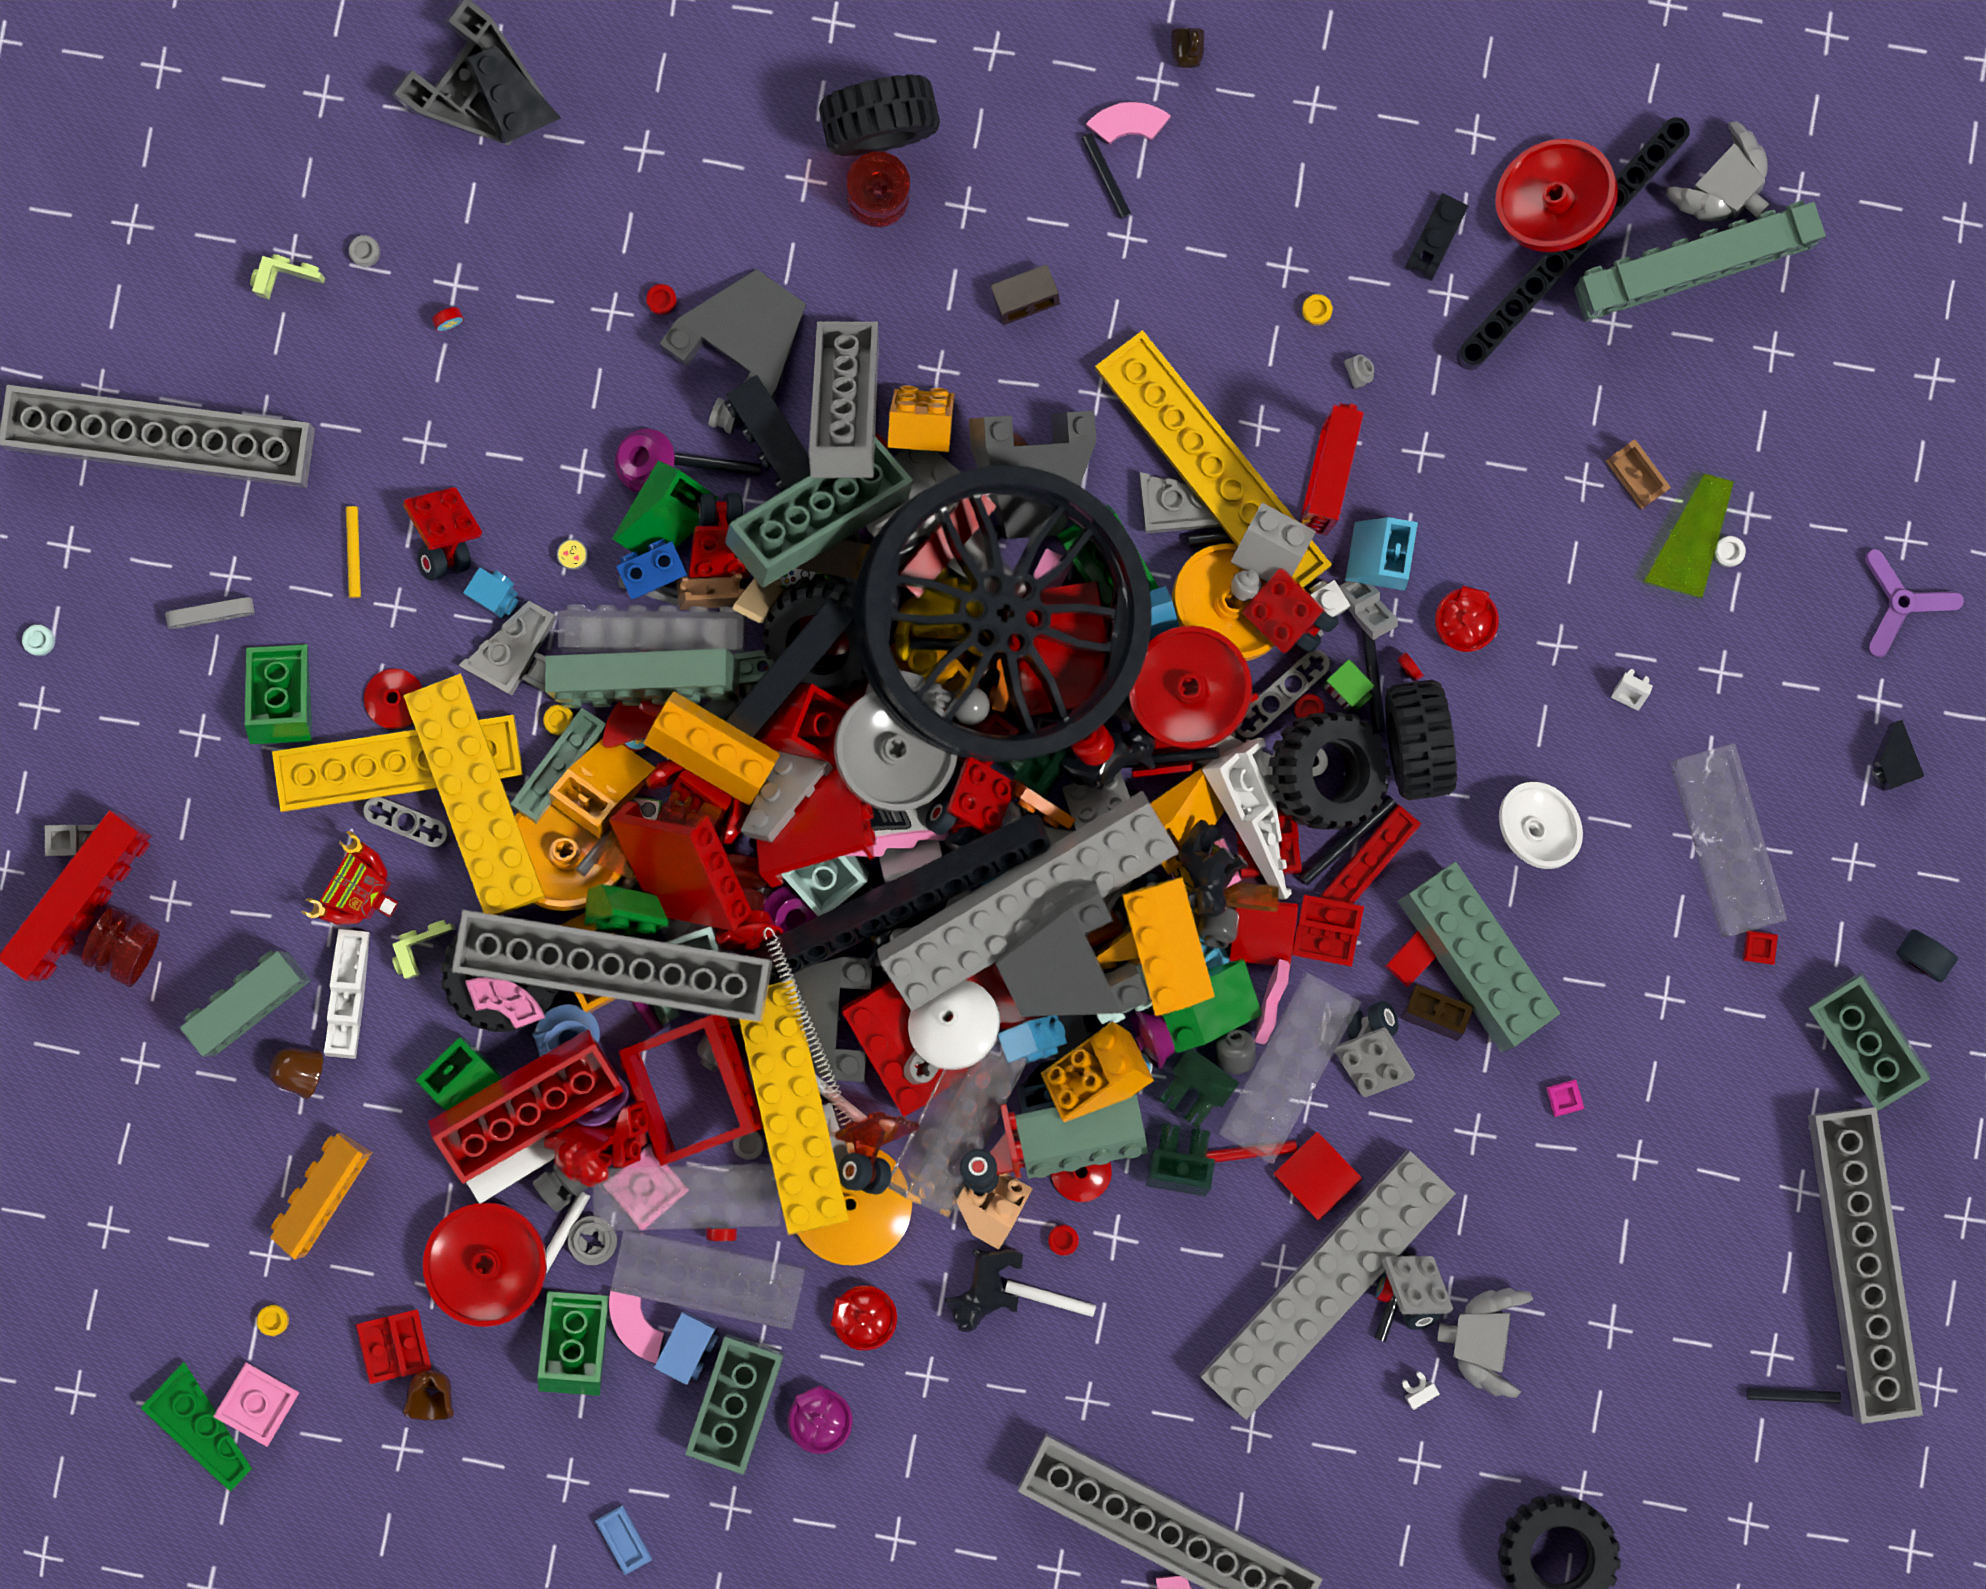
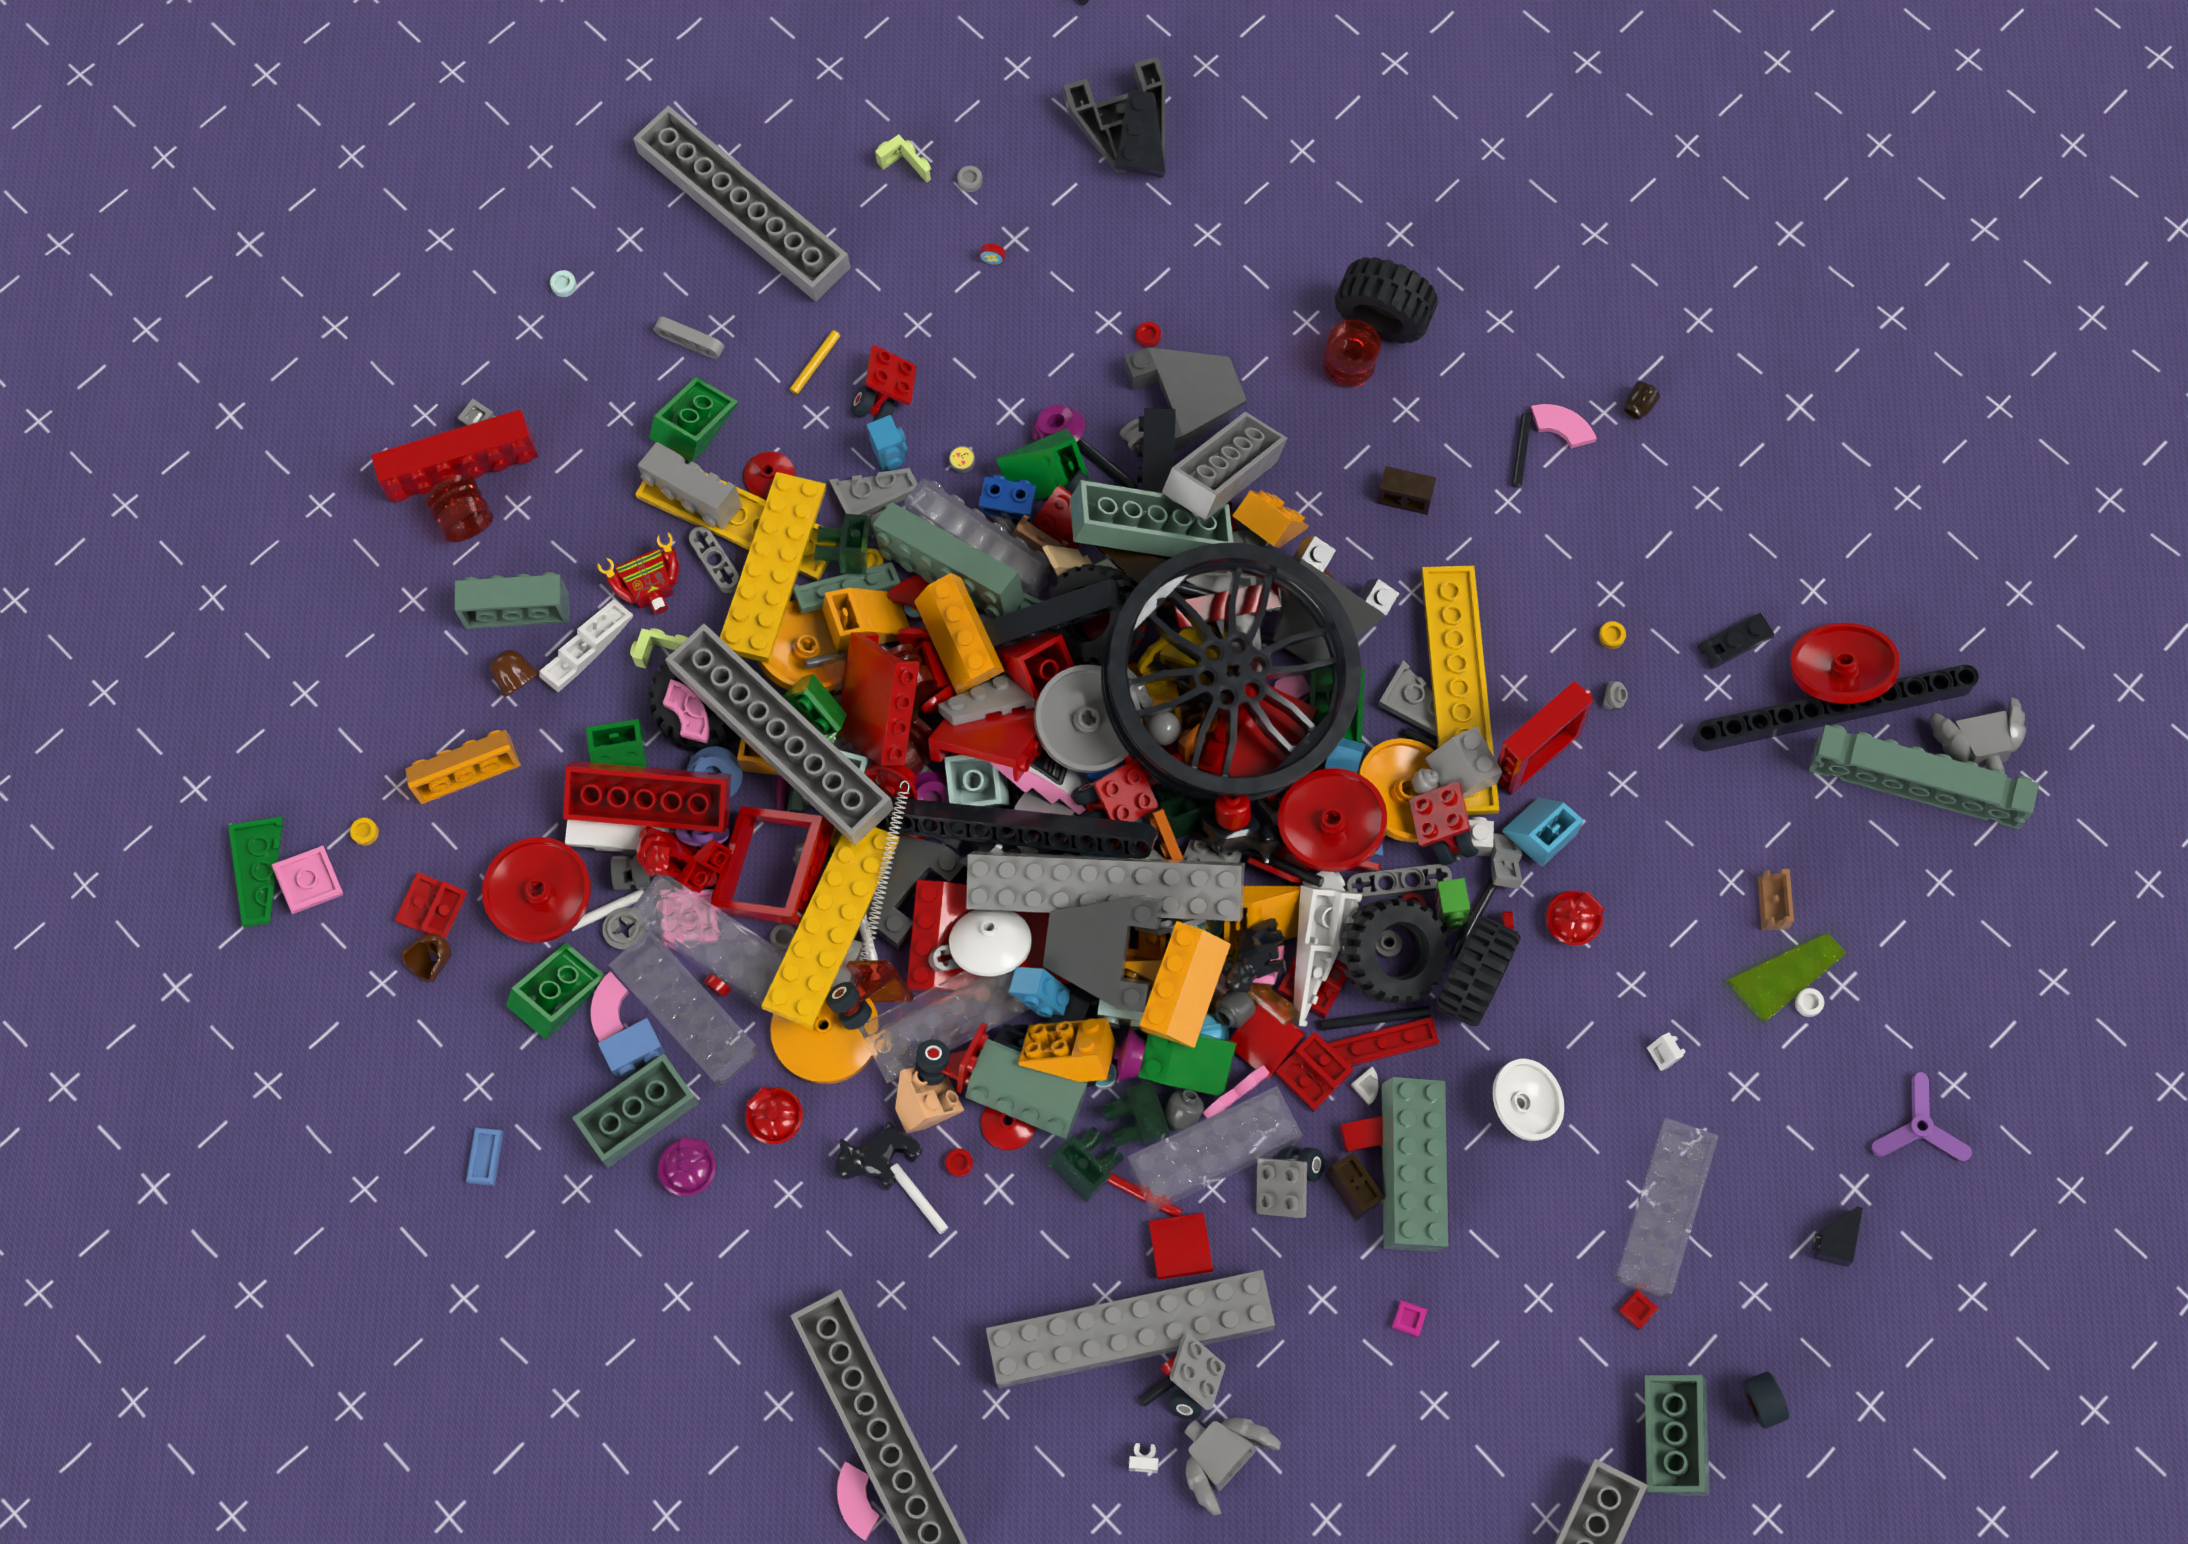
camera: 40 degrees right, 15 degrees down
(330, 769) = (690, 485): none -> light grey wedge
(532, 712) = (854, 544): none -> clear green brick
(1383, 909) = (1367, 1086): none -> white tile

